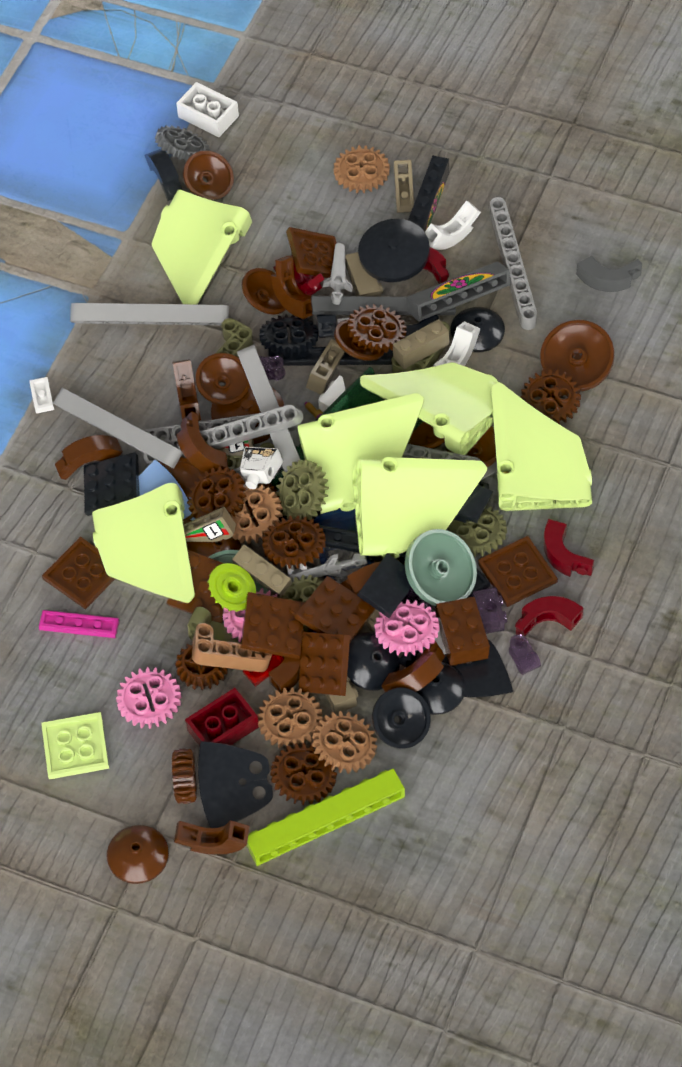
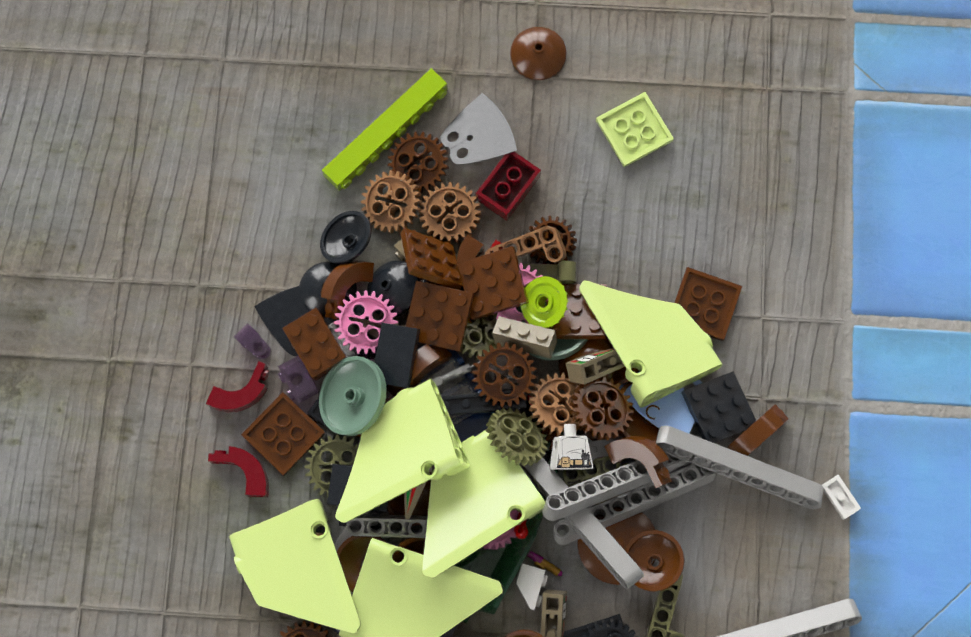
camera: 160 degrees right, 20 degrees up
(79, 624) = (685, 252): dark pink tile -> none
(131, 703) = (600, 185): bright pink gear -> none
(184, 776) = (521, 121): reddish brown gear -> none
(186, 388) = (681, 529): reddish brown arch -> none
(212, 840) = (475, 79): reddish brown arch -> none
(270, 367) = (620, 601): clear purple piece -> none

